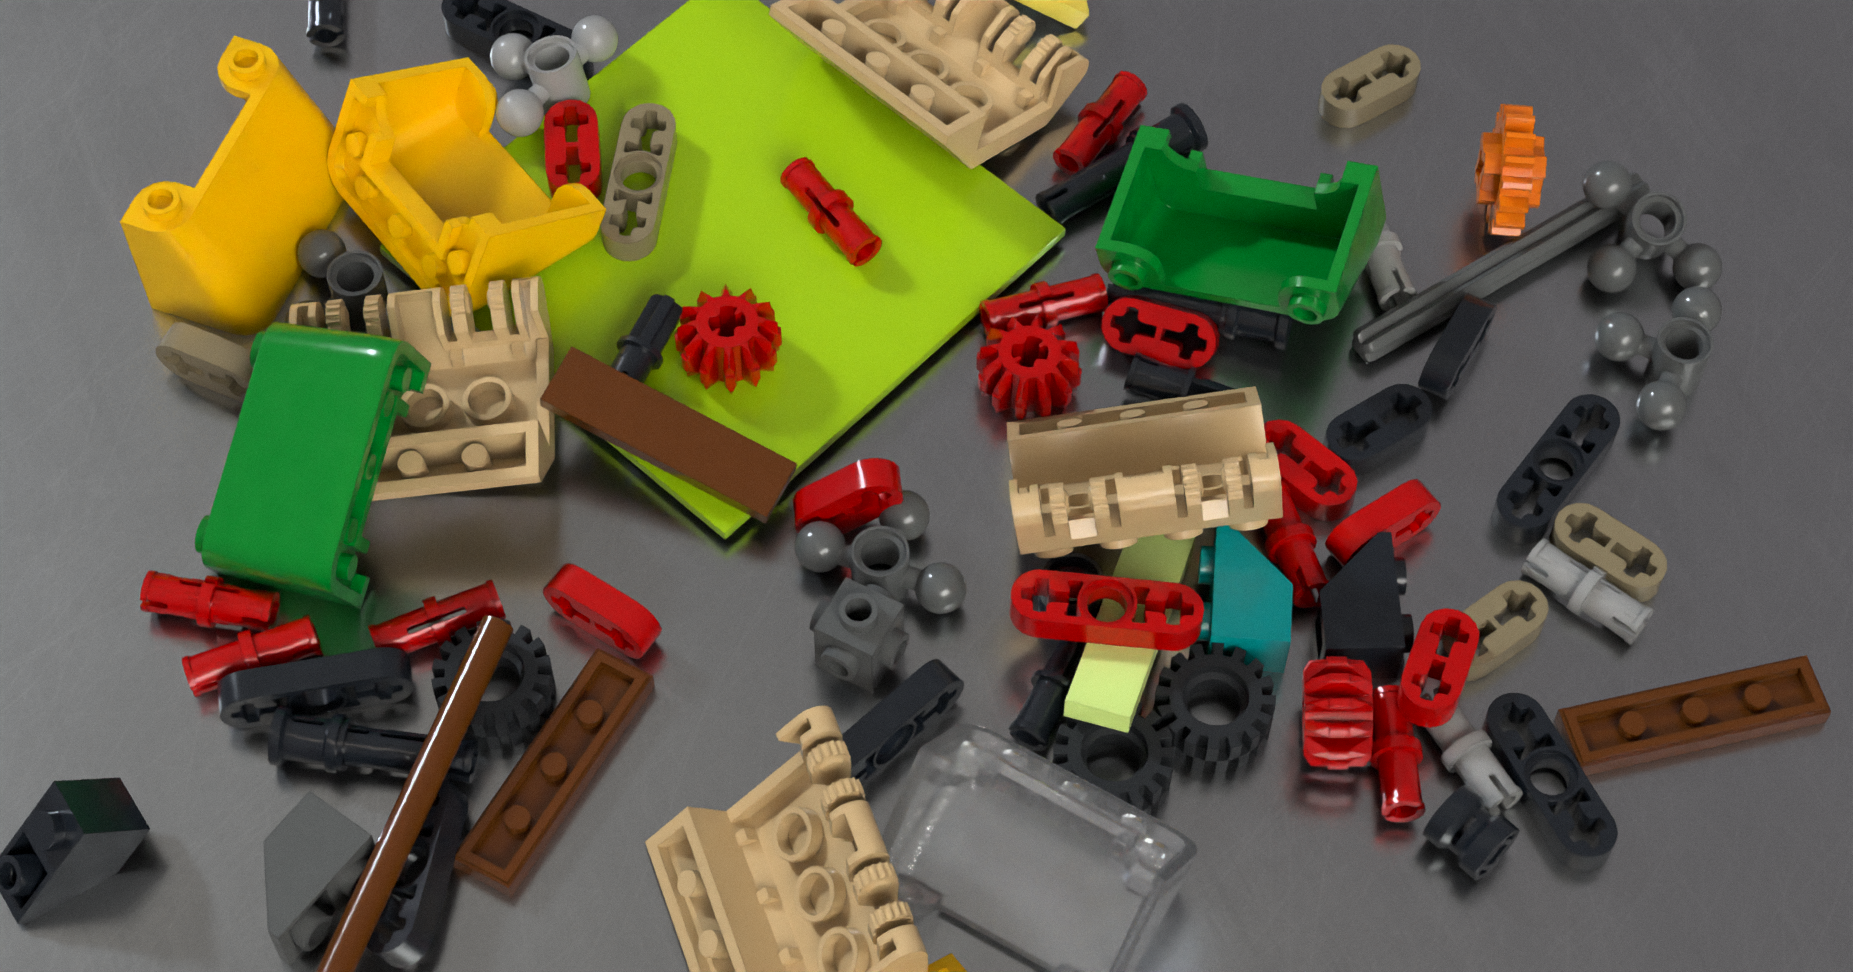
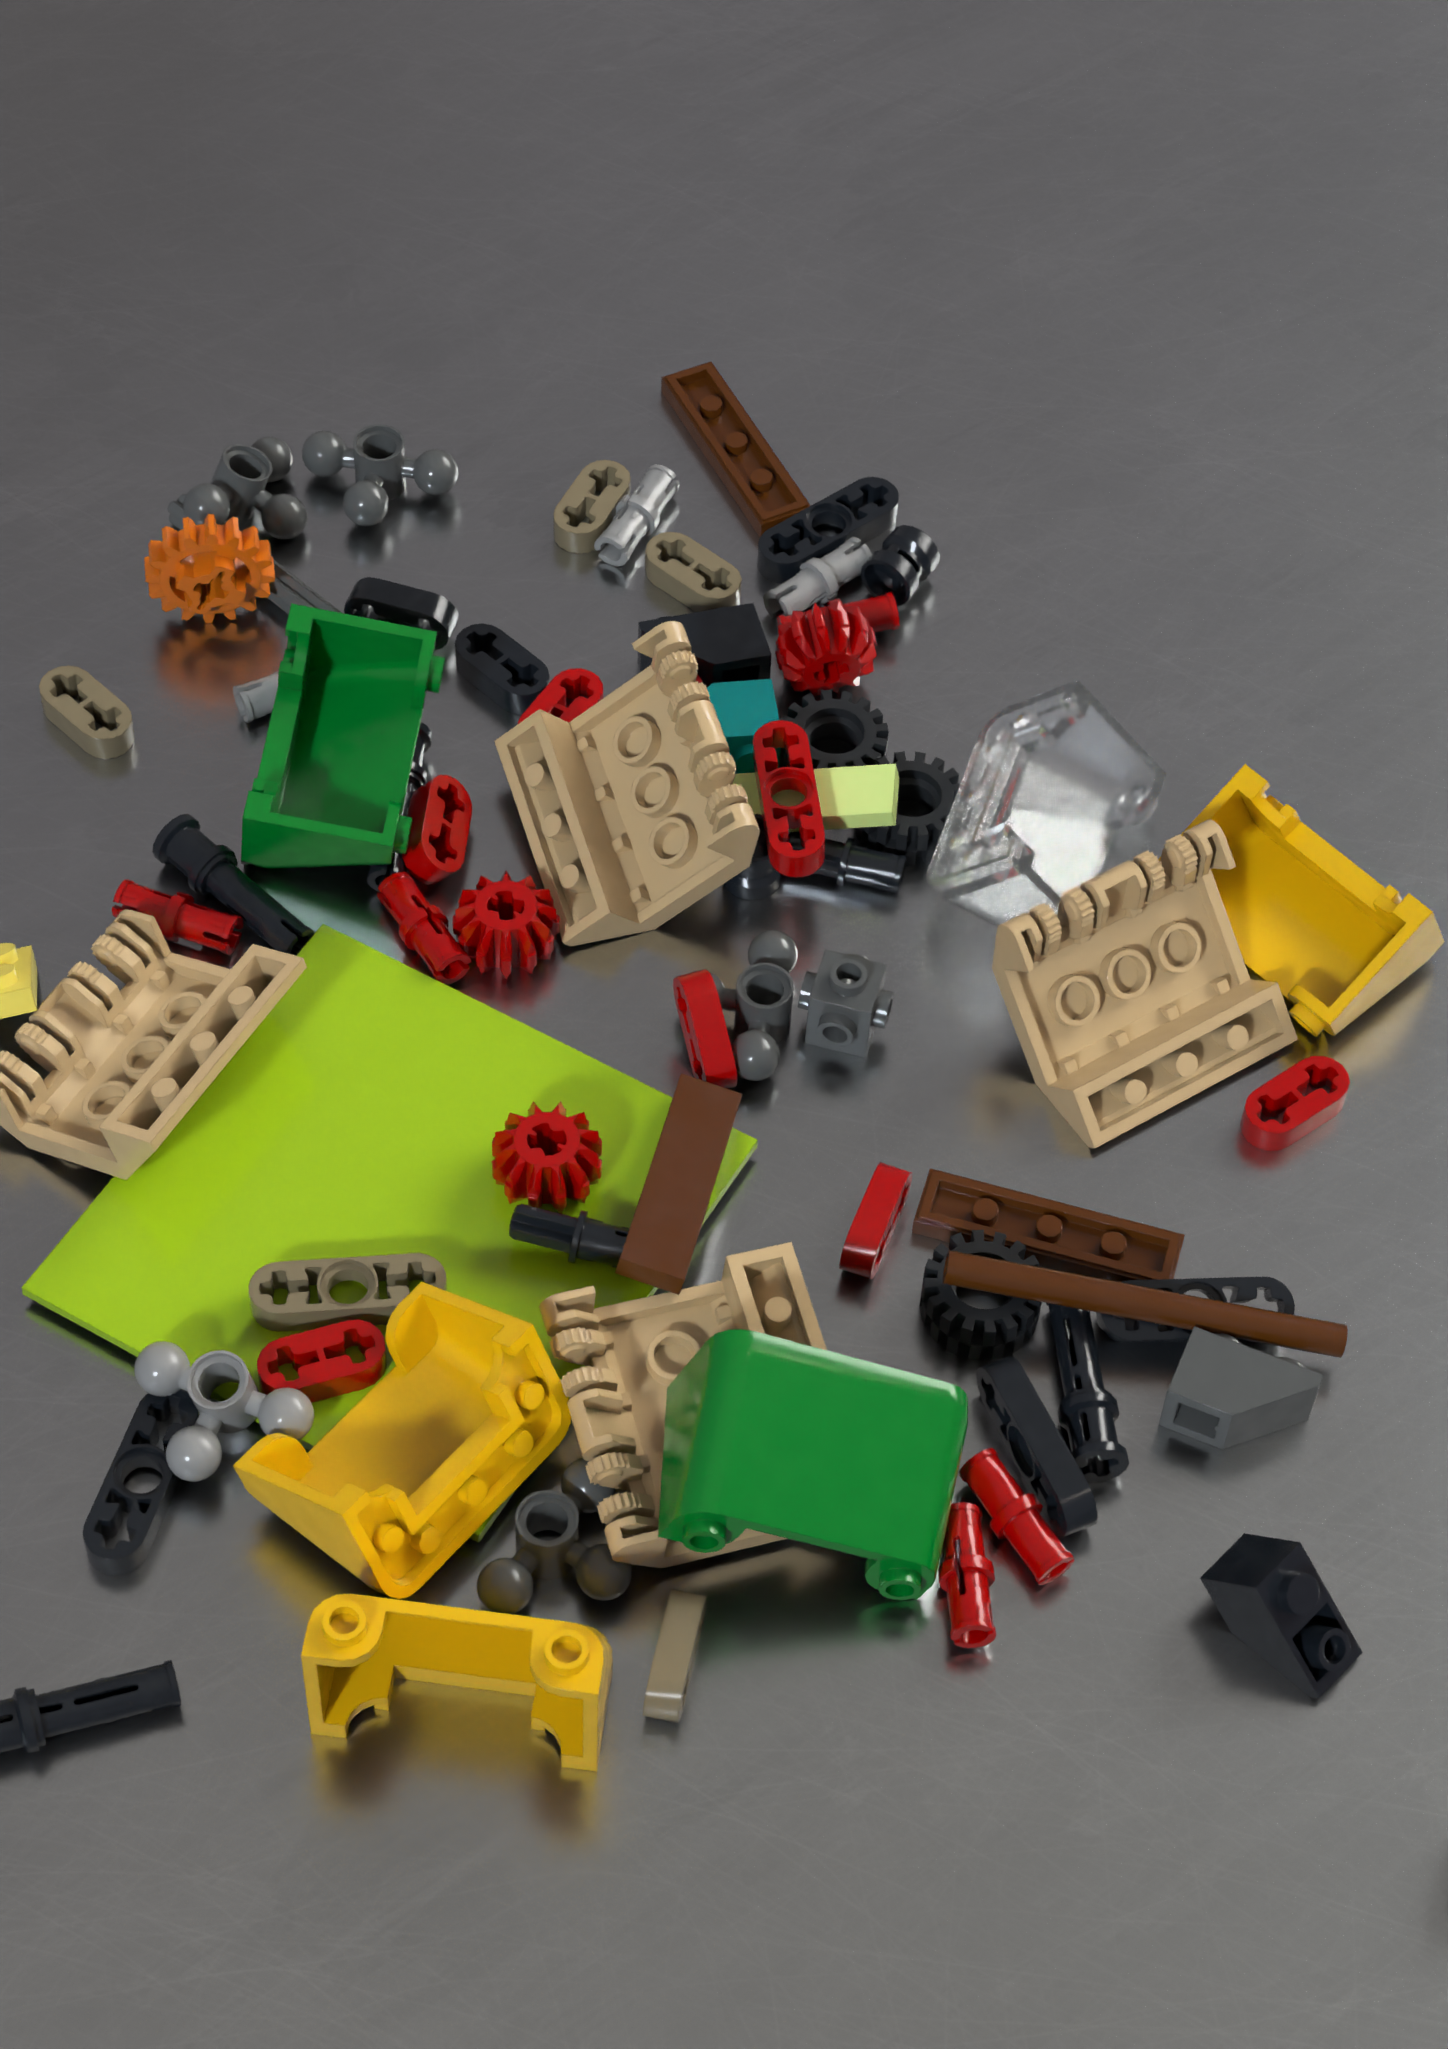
camera: 105 degrees left, 5 degrees down
(476, 602) = (920, 1350): red pin -> none
(830, 211) = (327, 1133): red pin -> none
(901, 718) = (965, 987): black beam -> none
(1165, 381) = (494, 814): black axle -> none
(1401, 511) = (605, 643): red beam -> none
(1450, 671) = (762, 582): red beam -> none
(1553, 493) = (476, 529): black beam -> none

